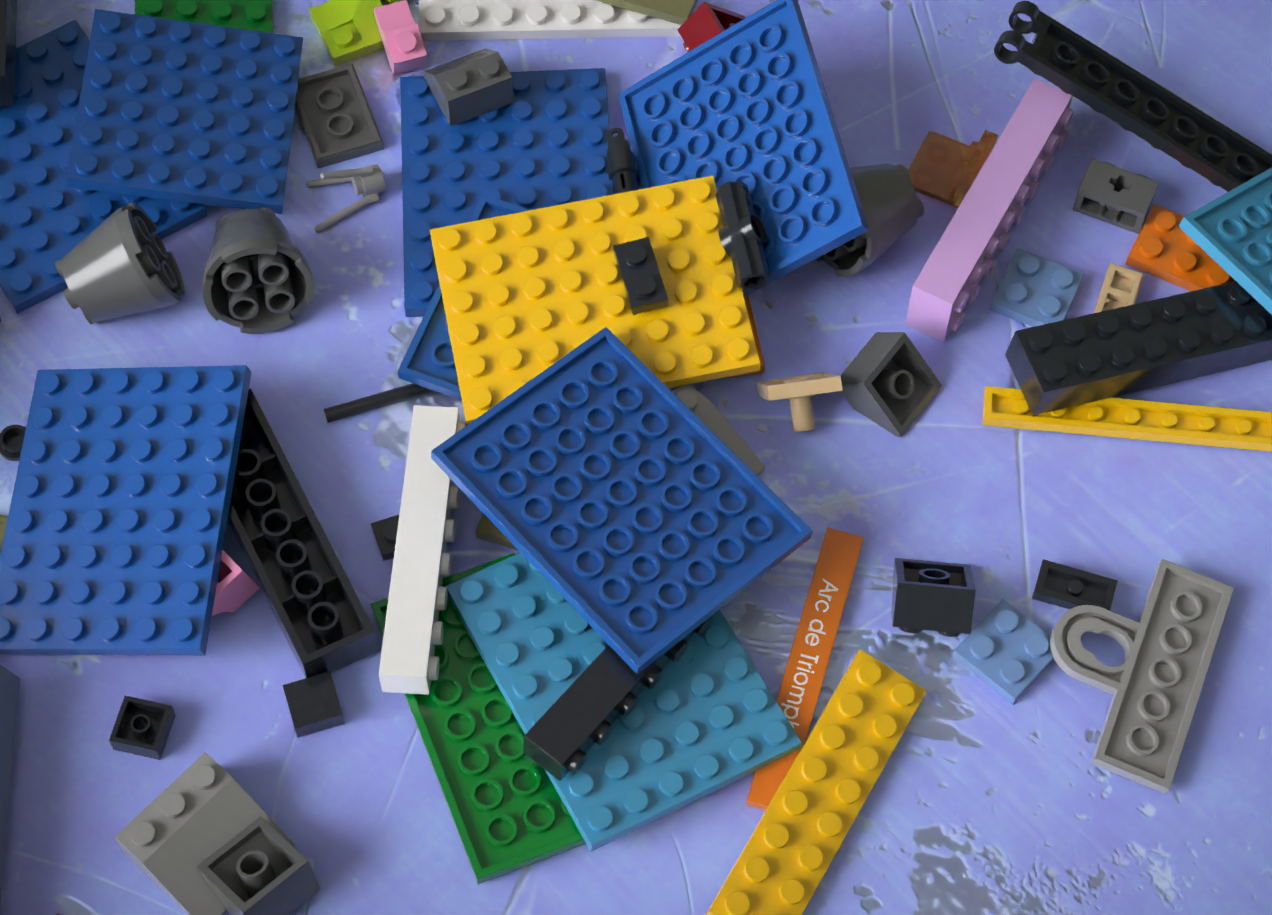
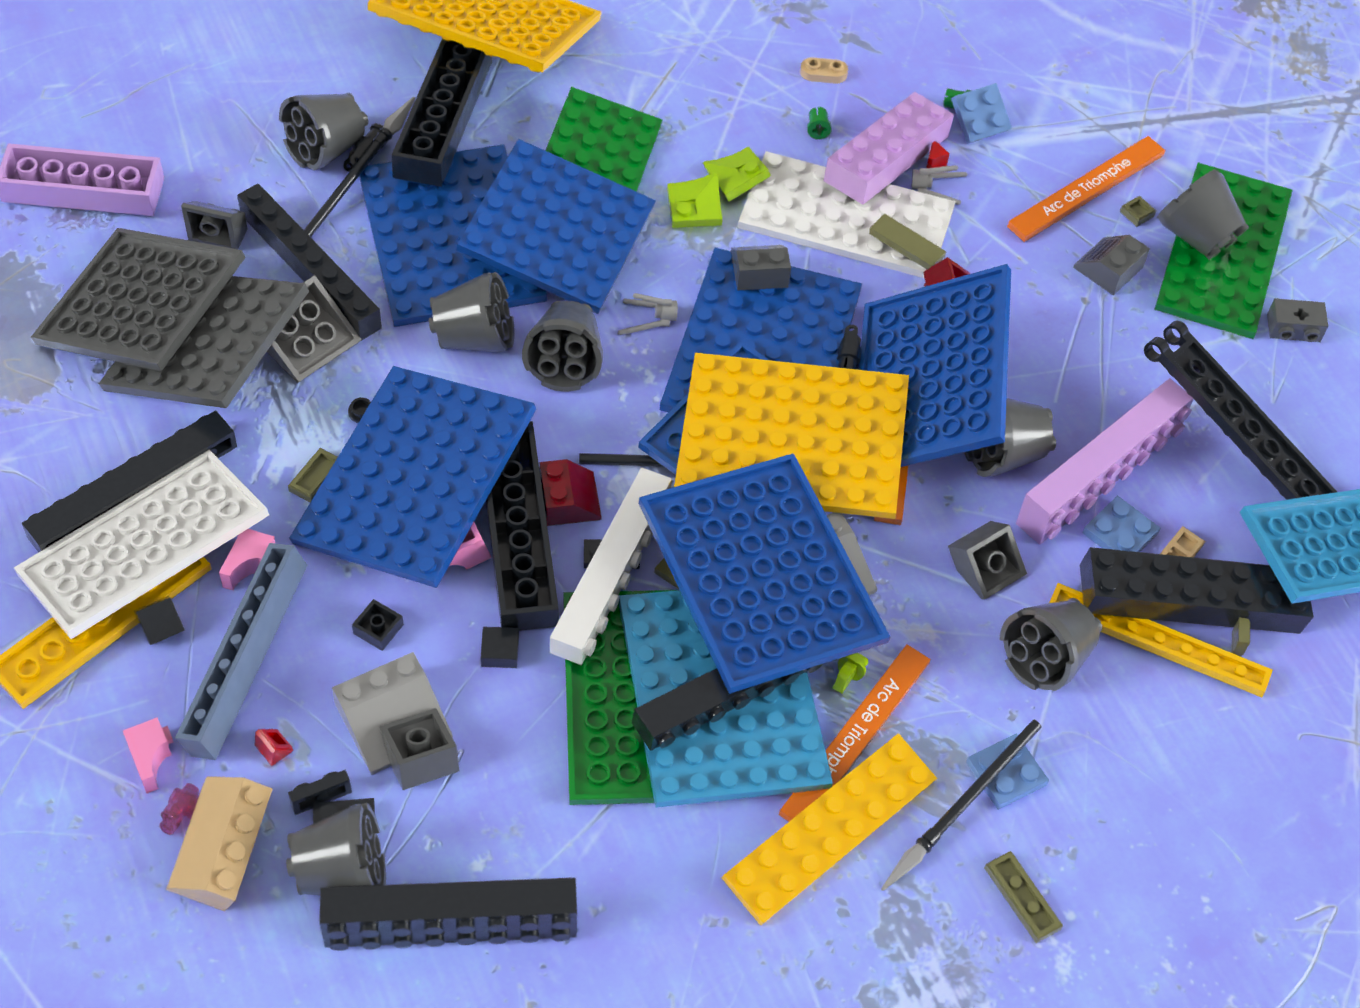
camera: 15 degrees right, 5 degrees down
(330, 467) = (568, 493): none -> dark red slope
(336, 116) = (660, 261): dark grey tile -> none
(401, 37) = (724, 220): bright pink arch -> none
(640, 276) = (831, 427): black plate -> none
(743, 235) = (914, 421): black piece -> none
(768, 586) = (850, 668): none -> lime piece
(799, 392) = (919, 545): tan tile -> none
(932, 597) = (964, 715): black slope -> none
(934, 798) = (924, 845): none -> black piece
(948, 167) = (1084, 422): clear orange bracket -> none
(1006, 470) = (1049, 642): none -> dark grey cone
(1072, 587) = (1072, 743): black plate -> none
(1083, 807) = (1023, 897): none -> olive tile
(1115, 196) = (1204, 481): dark grey brick -> none
(1161, 671) = (1114, 822): light grey plate -> none
(1172, 255) = (1230, 534): orange plate -> none
(1228, 383) = (1240, 636): none -> olive tile

